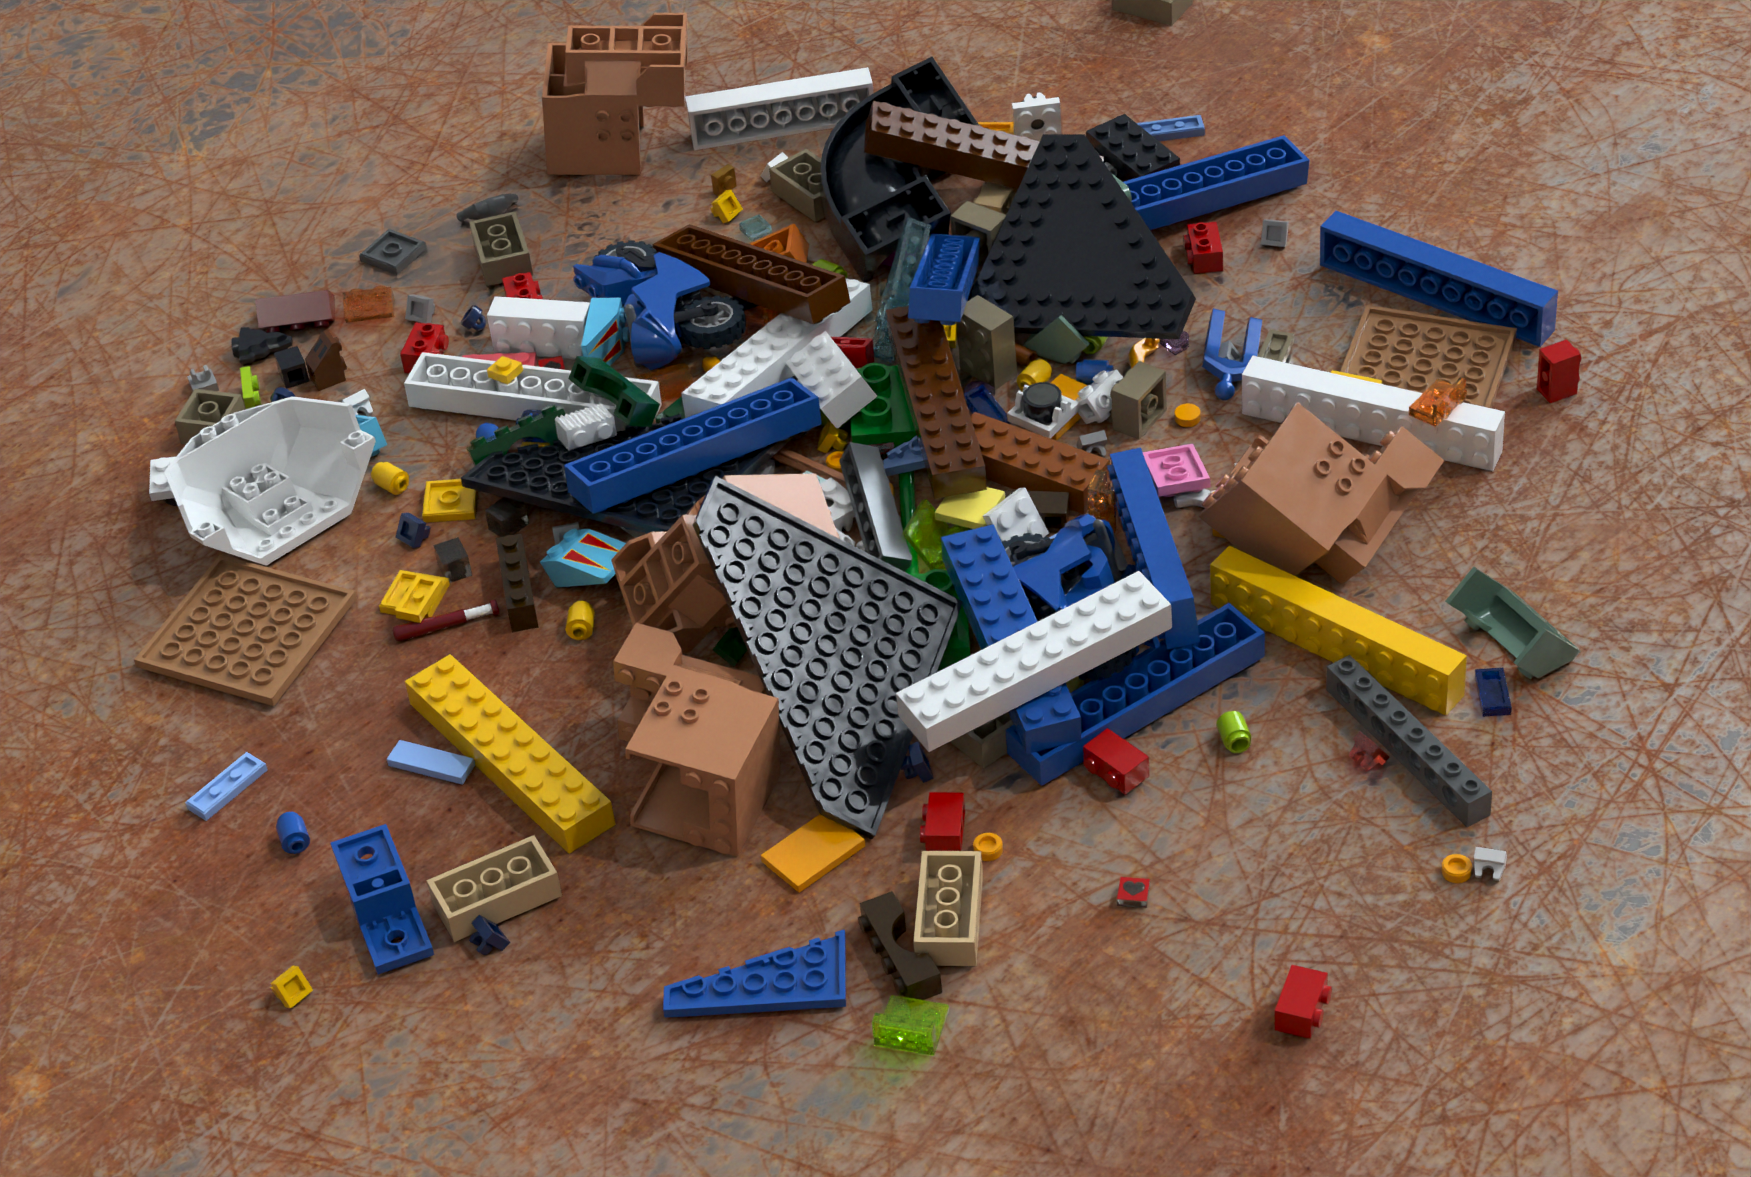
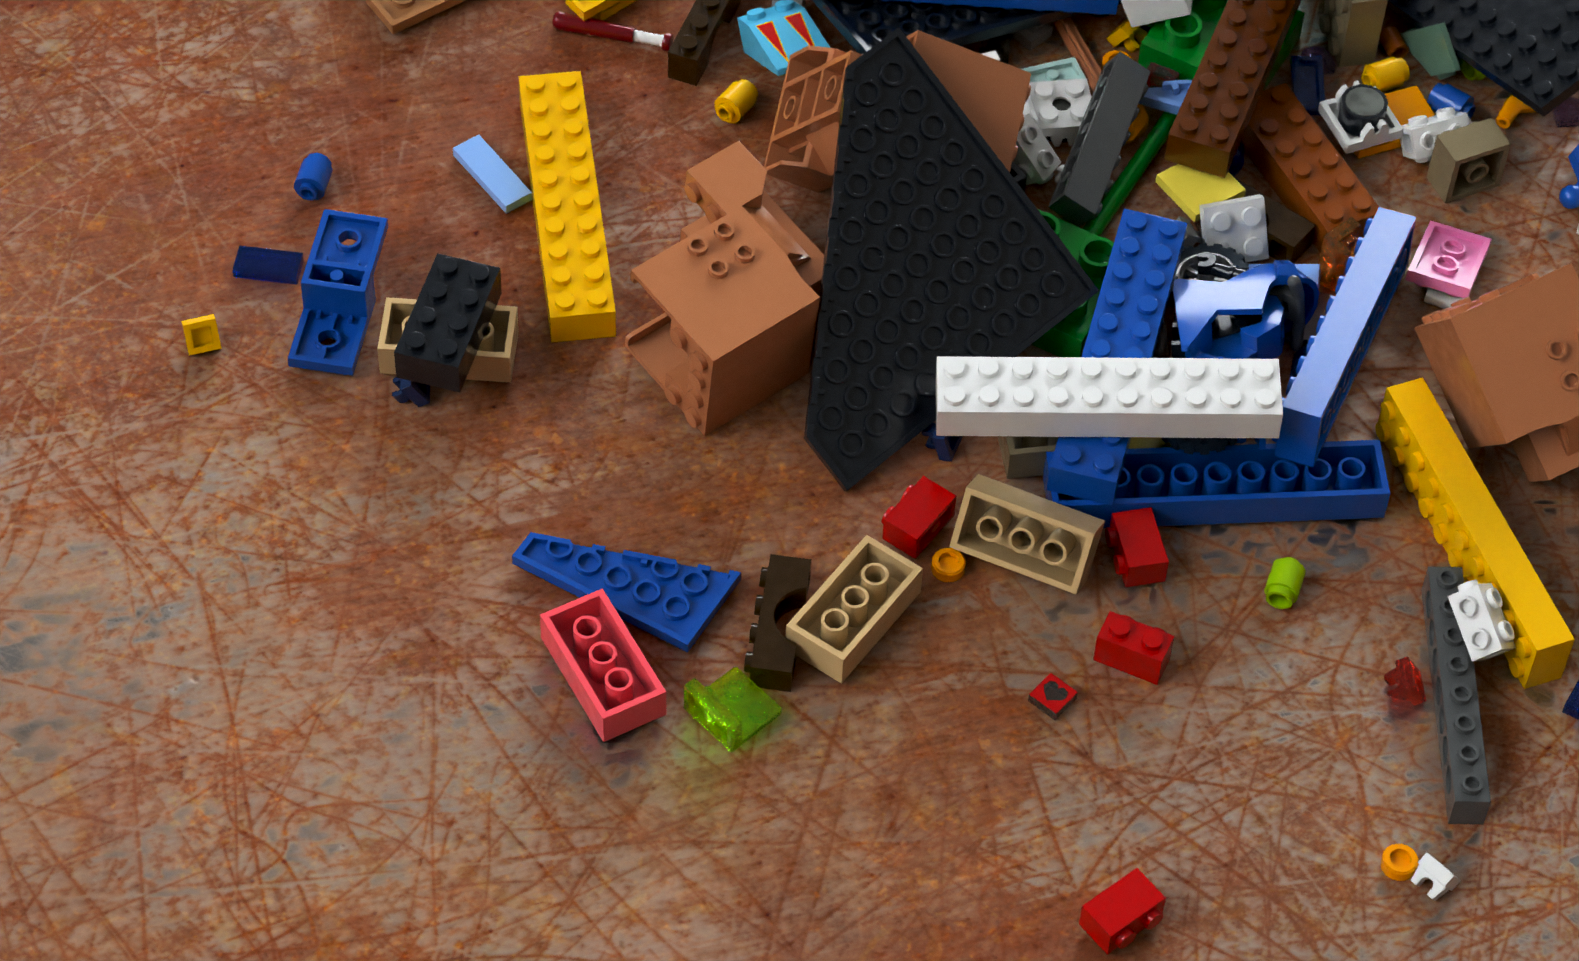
camera: 25 degrees right, 10 degrees up
(226, 786) = (293, 94): light blue tile -> none
(303, 913) = (268, 264): none -> clear blue tile
(495, 869) = (448, 322): none -> black brick
(795, 1045) = (603, 665): none -> coral brick
(812, 852) = (775, 472): light orange tile -> none
(925, 534) = (1137, 191): clear neon green bracket -> none
(1034, 791) = (1026, 533): none -> tan brick
(1093, 442) = (1386, 181): light grey tile -> none
(1166, 828) = (1133, 647): none -> red brick
(1187, 415) = (1514, 203): light orange tile -> none
(1394, 678) = (1482, 620): none -> white brick

